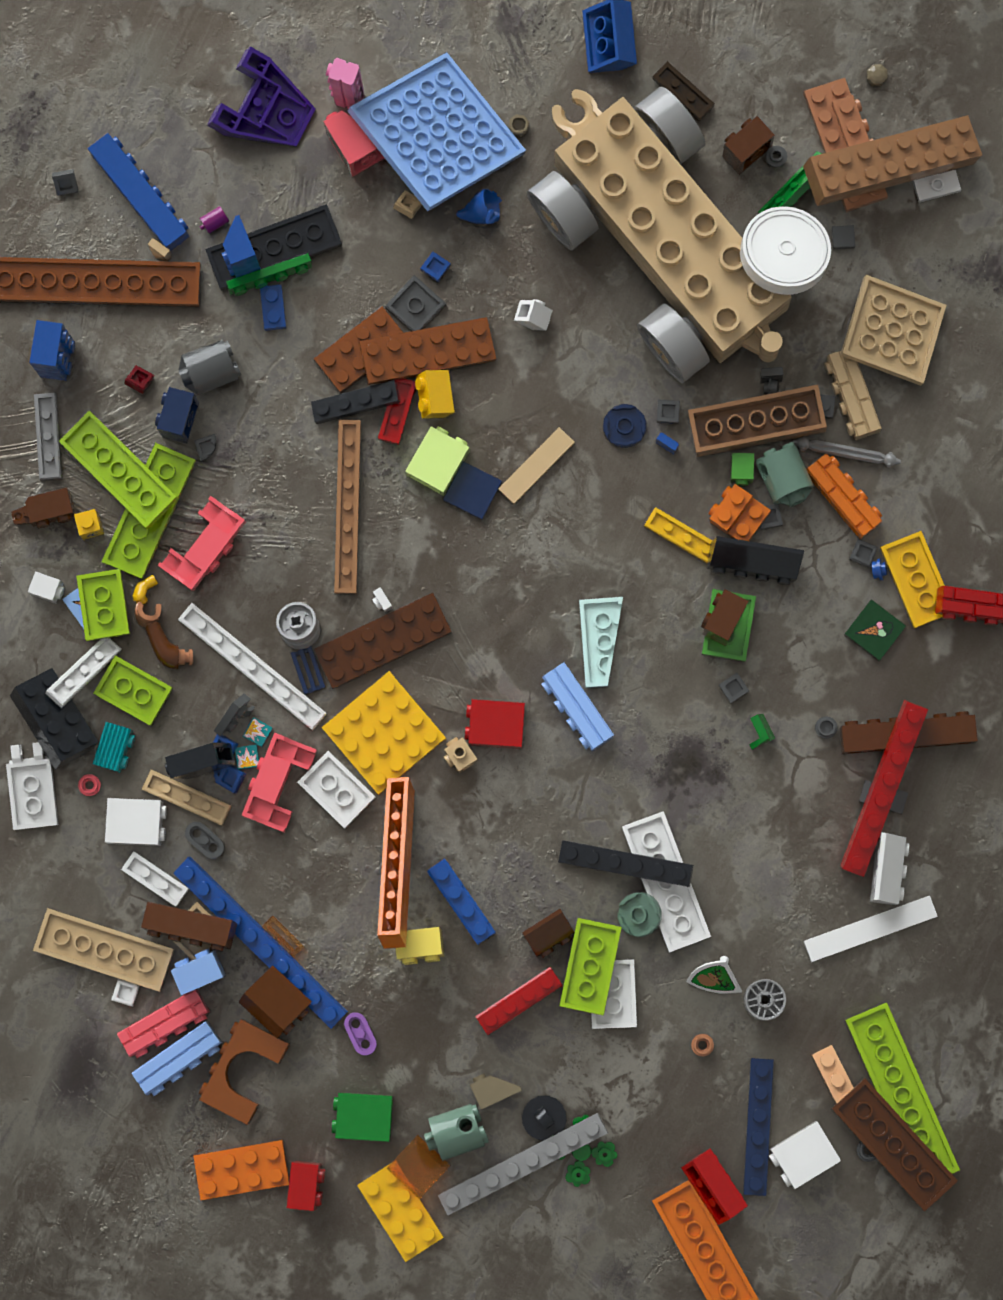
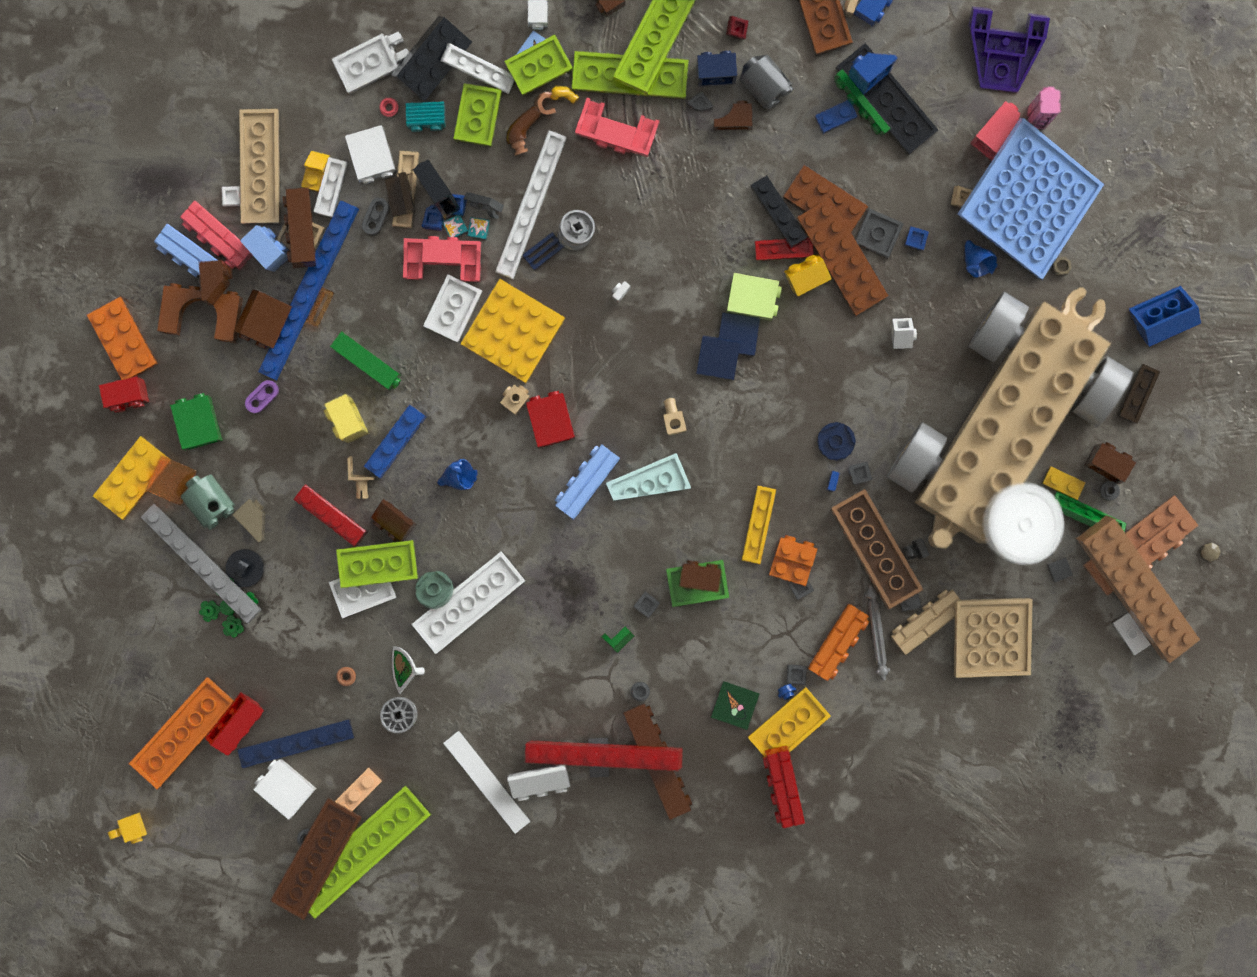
camera: 65 degrees right, 5 degrees up
(89, 524) = (602, 29): yellow brick -> none
(130, 890) = (315, 169): none -> yellow slope
(191, 804) = (400, 195): none -> dark brown panel
(213, 220) = (892, 41): magenta piece -> none
(213, 1037) = (214, 280): none -> reddish brown slope
(238, 409) = (738, 119): none -> reddish brown arch
(347, 507) = (689, 236): medium nougat plate -> none
(353, 908) = (366, 361): none -> green slope
(382, 640) = (588, 303): reddish brown plate -> none
(396, 863) = (404, 376): orange brick -> none
(490, 520) = (718, 357): none -> dark blue tile
(491, 954) = (361, 480): none -> tan bracket
(523, 845) = (458, 475): none -> blue hat
(536, 466) = (777, 380): tan tile -> none
(540, 589) = (673, 417): none -> tan bracket
(626, 863) = (471, 564): black plate -> none
(742, 468) = (832, 550): bright green brick -> none
(751, 202) = (1063, 483): none -> yellow plate
(755, 560) = (758, 586): black slope -> none
(785, 475) = (838, 588): sand green cylinder -> none

